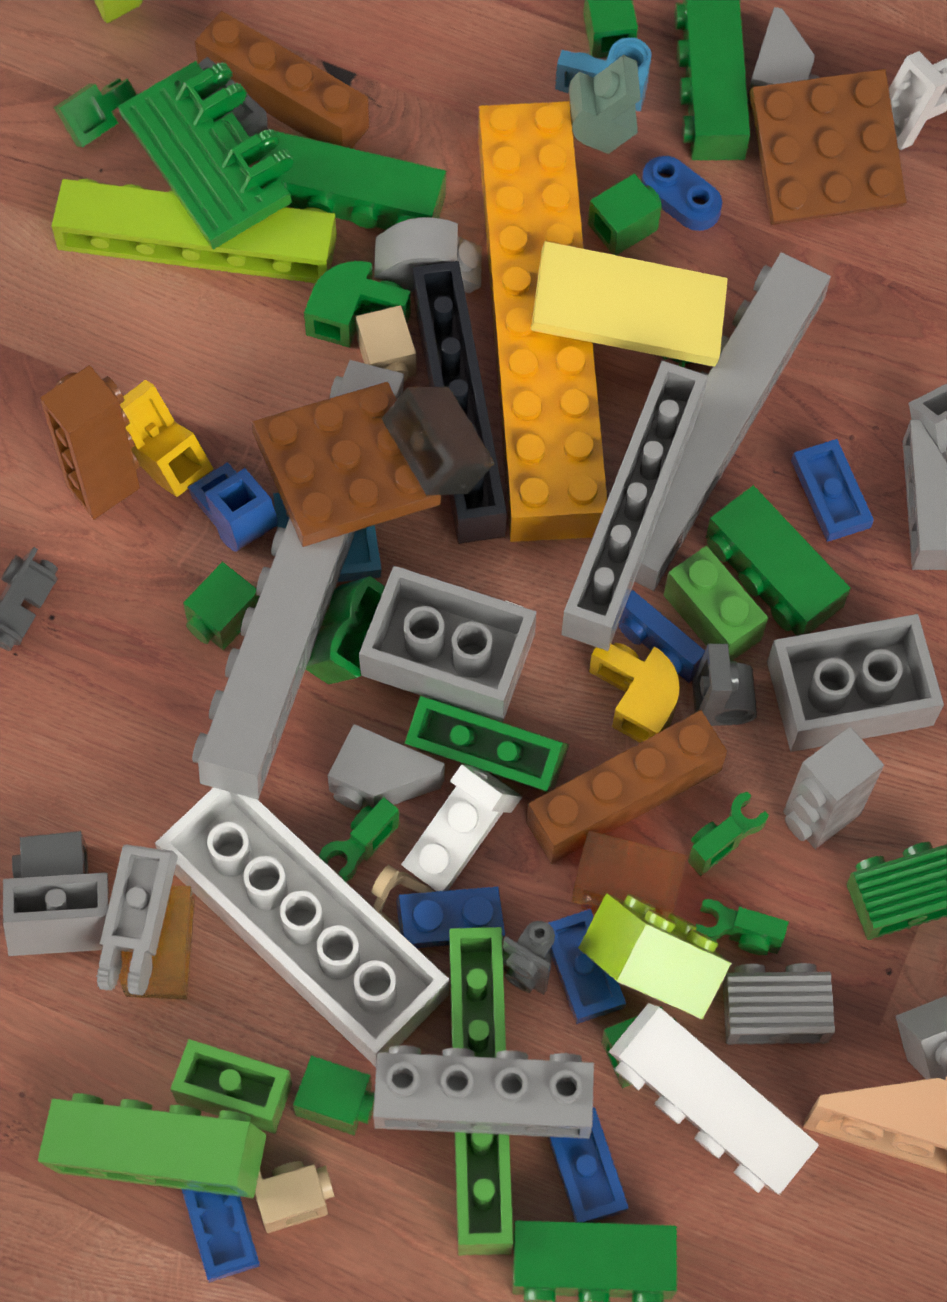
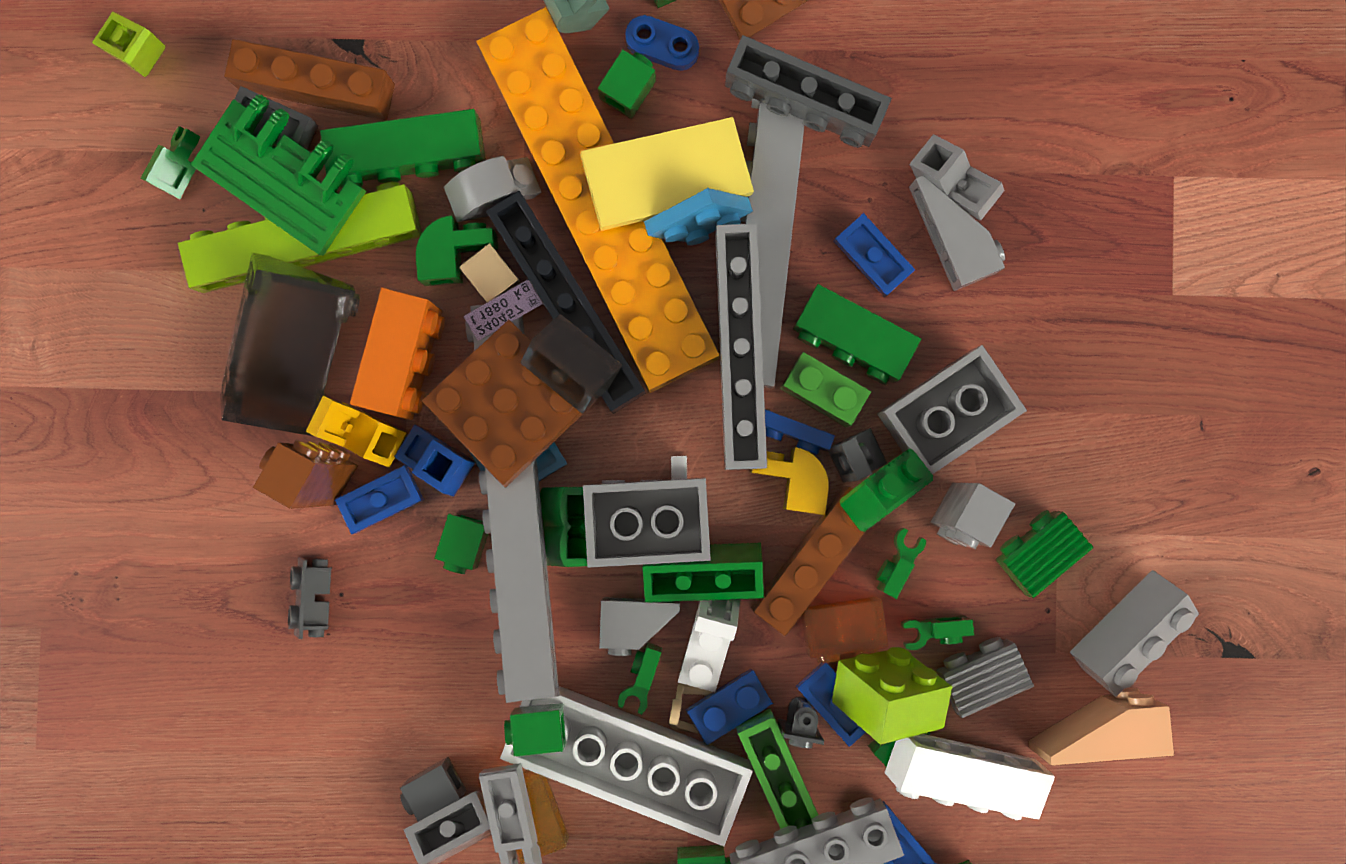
camera: 15 degrees left, 20 degrees up
(133, 308) = (283, 344): none -> clear smoke windscreen
(148, 527) = (379, 499): none -> blue plate
(216, 815) = (536, 729): none -> green brick
(245, 377) = (398, 354): none -> orange brick
(398, 373) = (506, 306): none -> clear purple sticker
(632, 355) = (698, 216): none -> dark azure plate
(742, 720) = (886, 490): none -> green brick
(819, 278) = (806, 92): none -> dark grey brick

